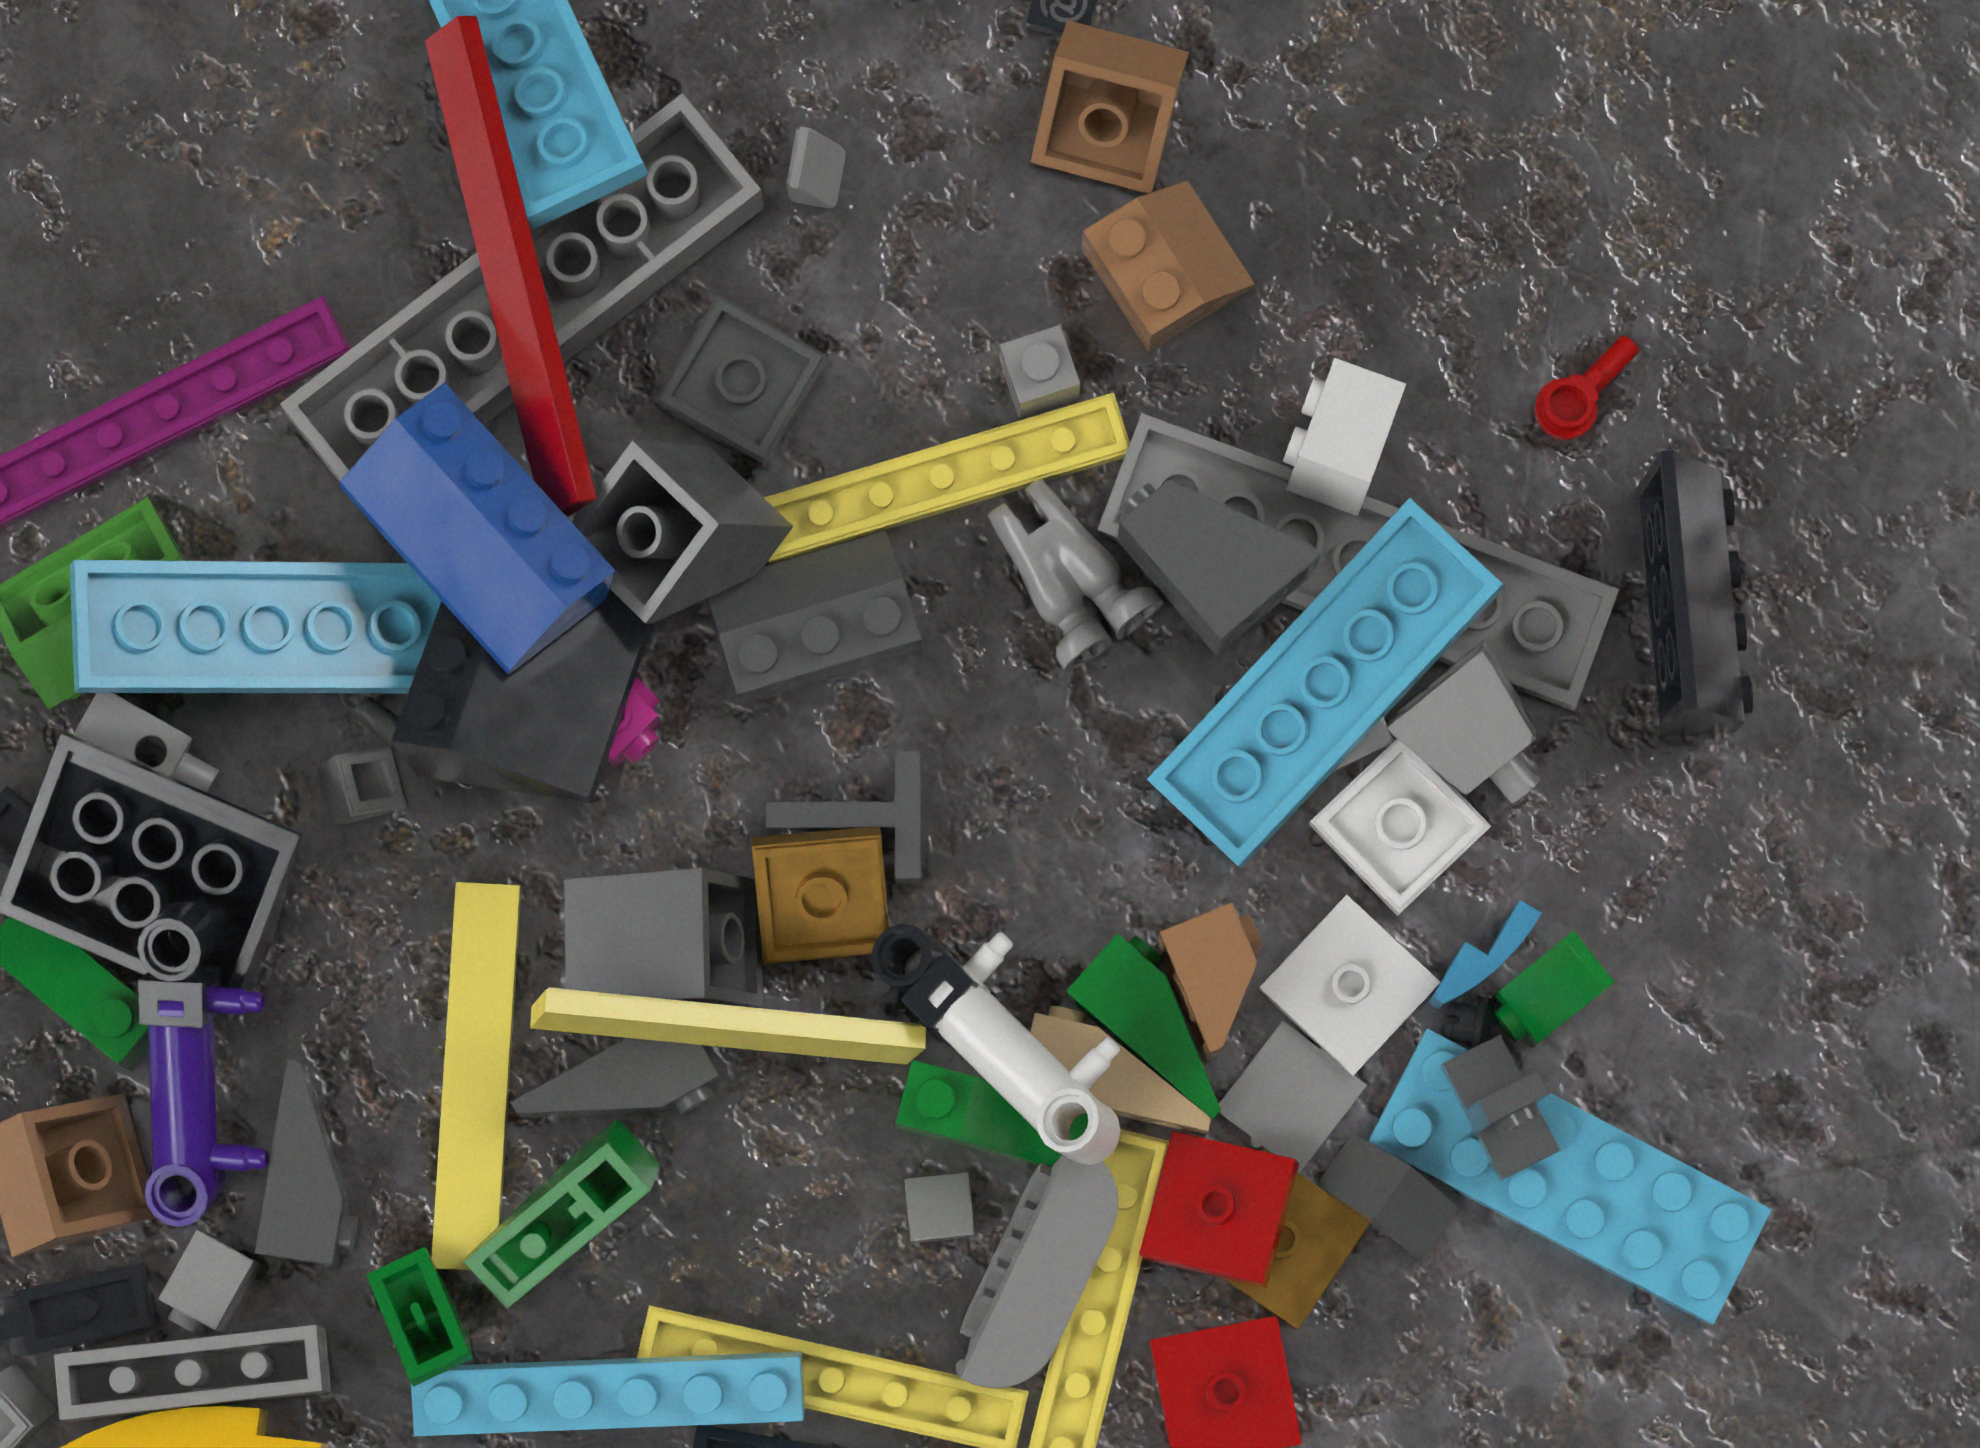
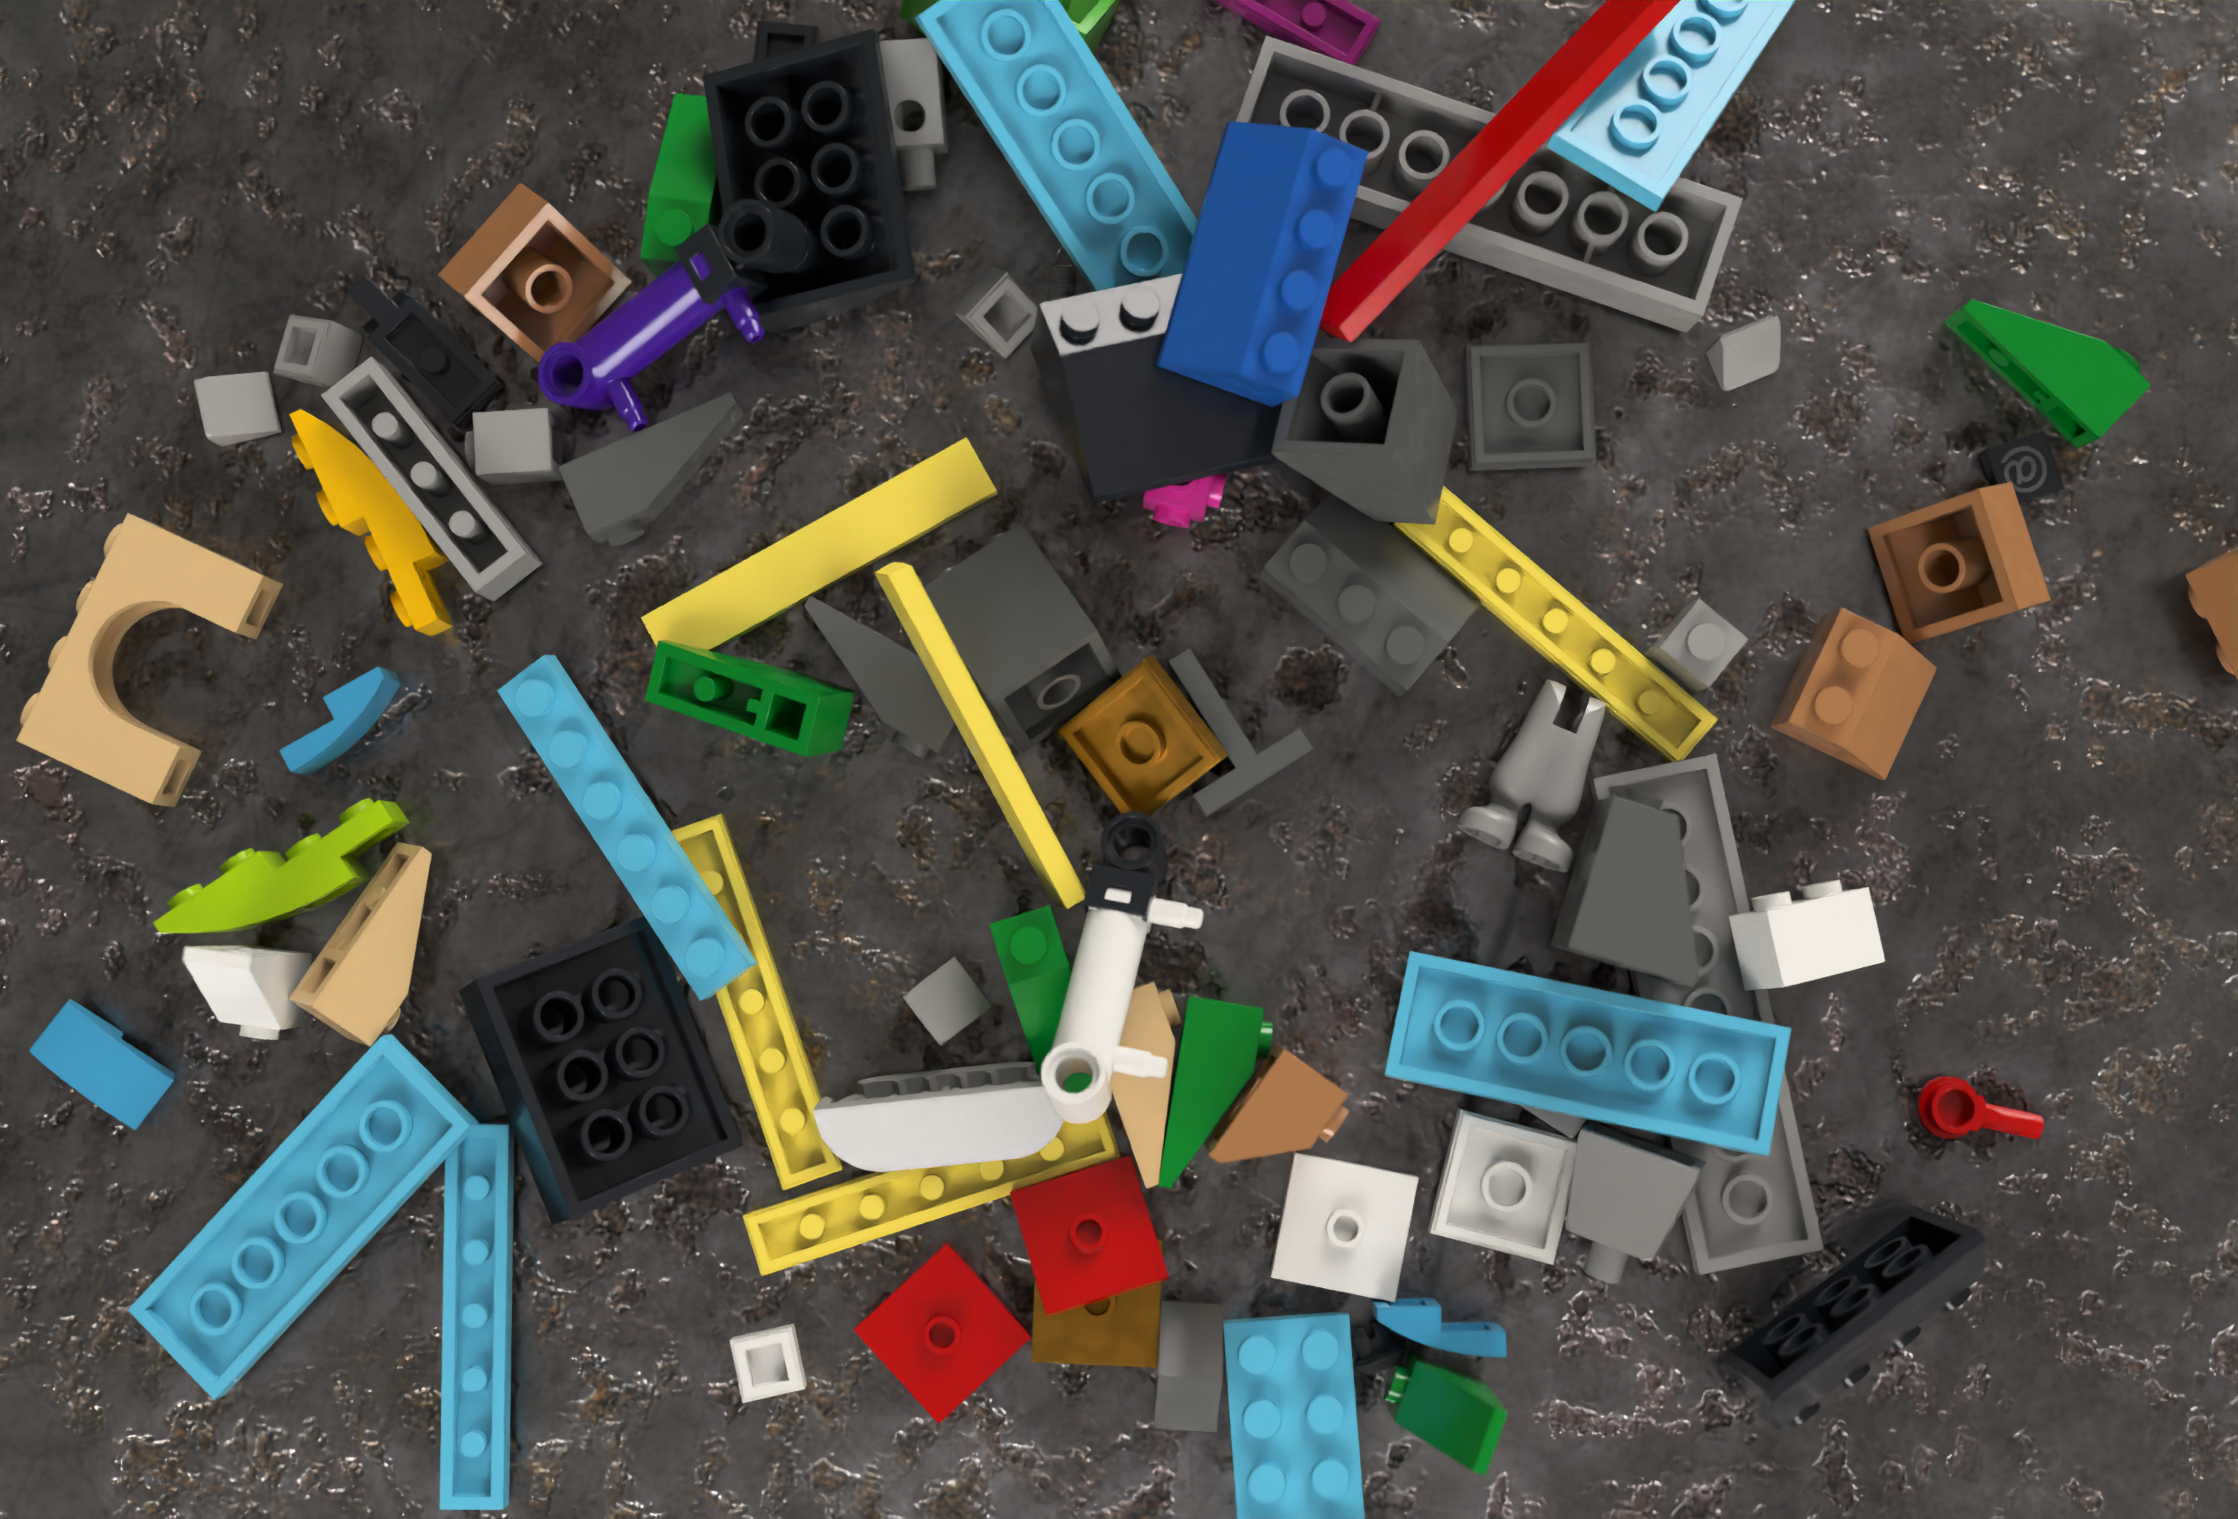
camera: 60 degrees right, 5 degrees up
(420, 1316) = (591, 636): green slope -> none
(1290, 1096) = (1221, 1234): light grey piece -> none
(1502, 1106) = (1321, 1423): dark grey bracket -> none

